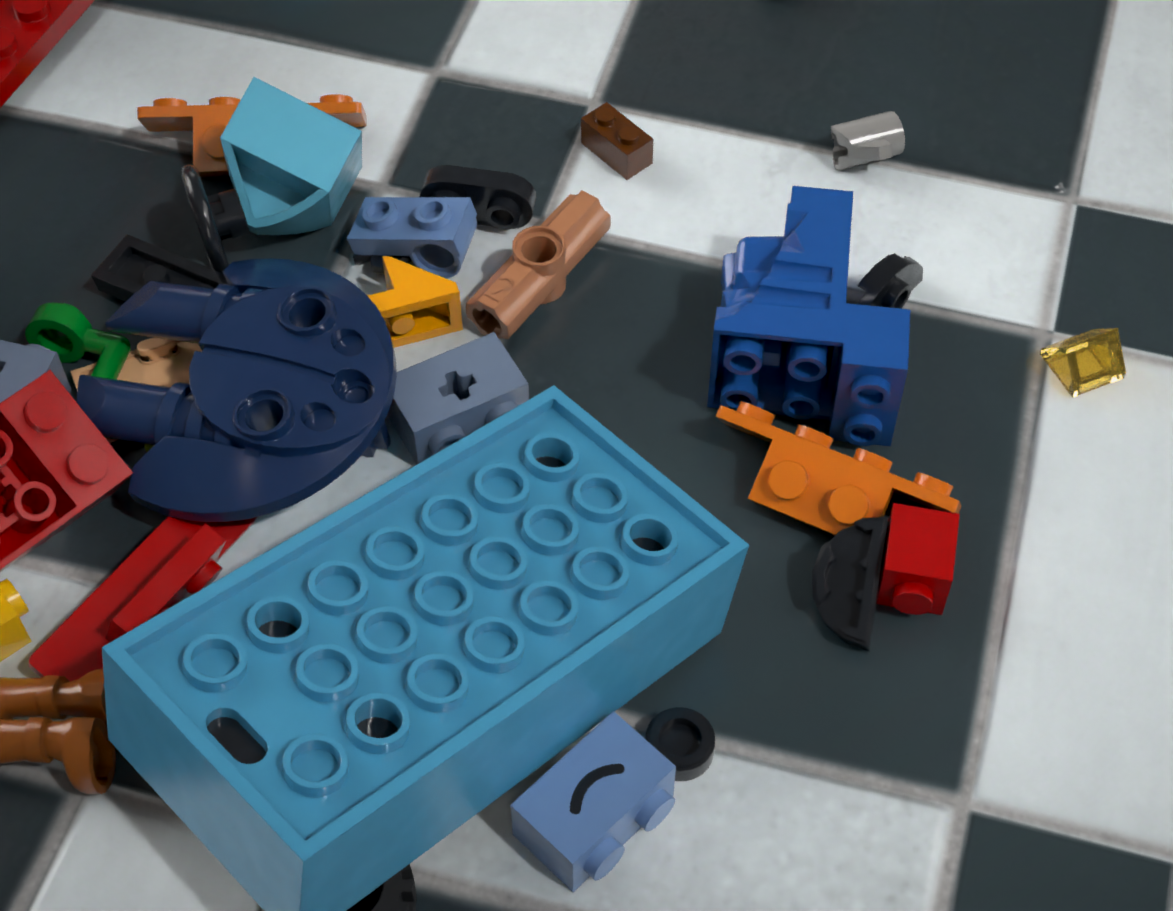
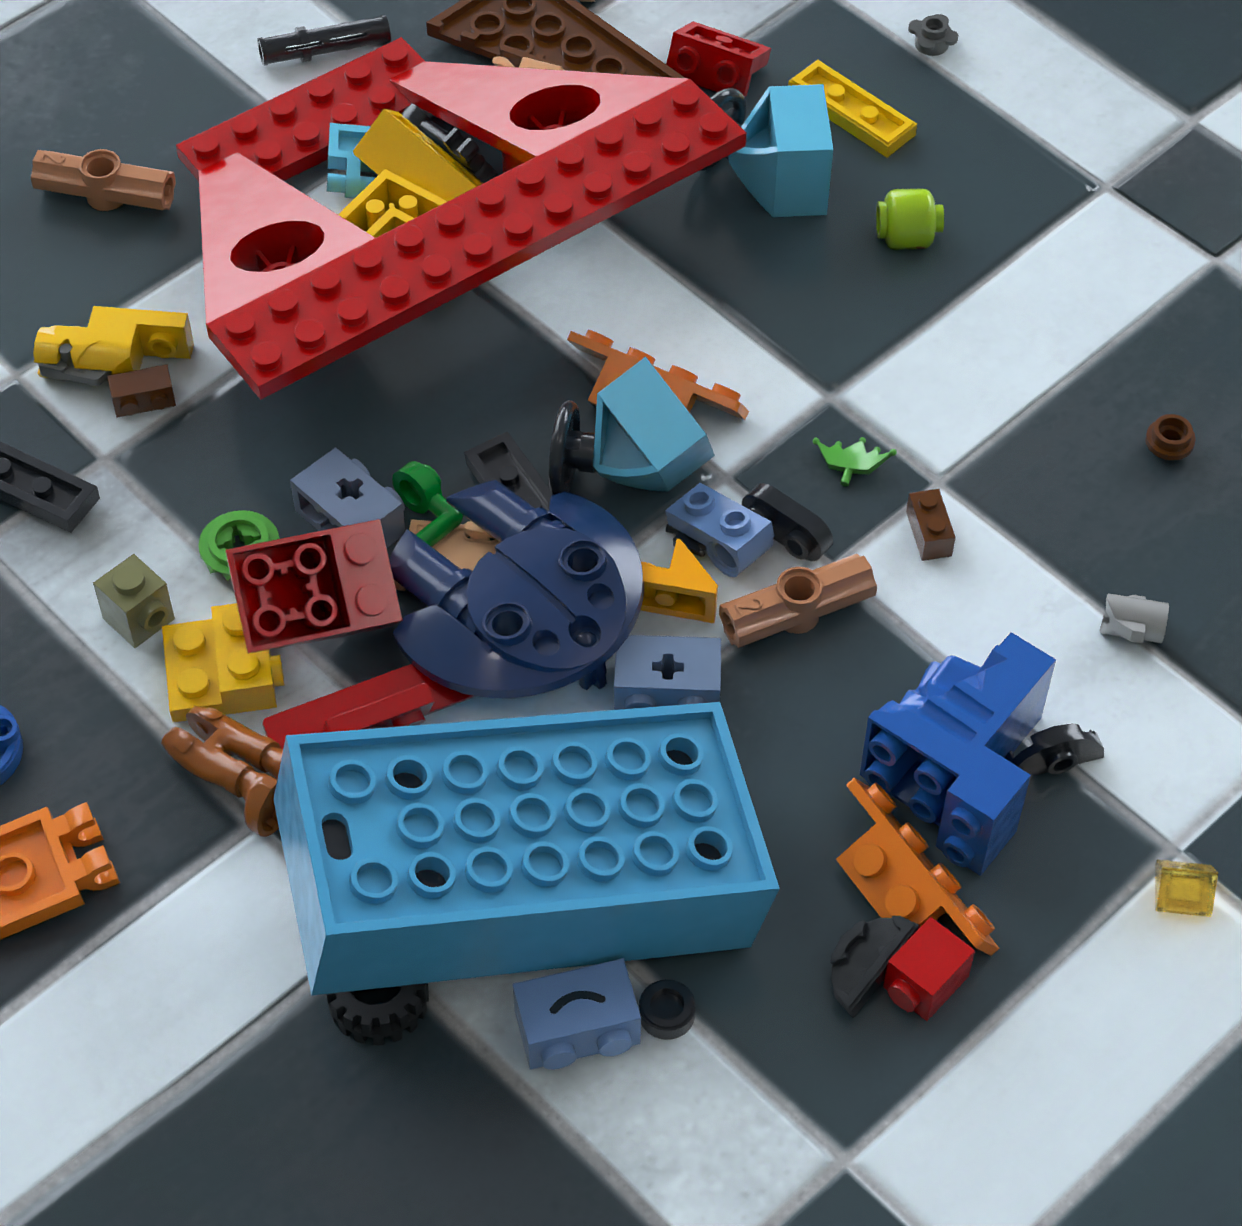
camera: 30 degrees right, 0 degrees up
(498, 115) = (852, 459): none -> bright green piece

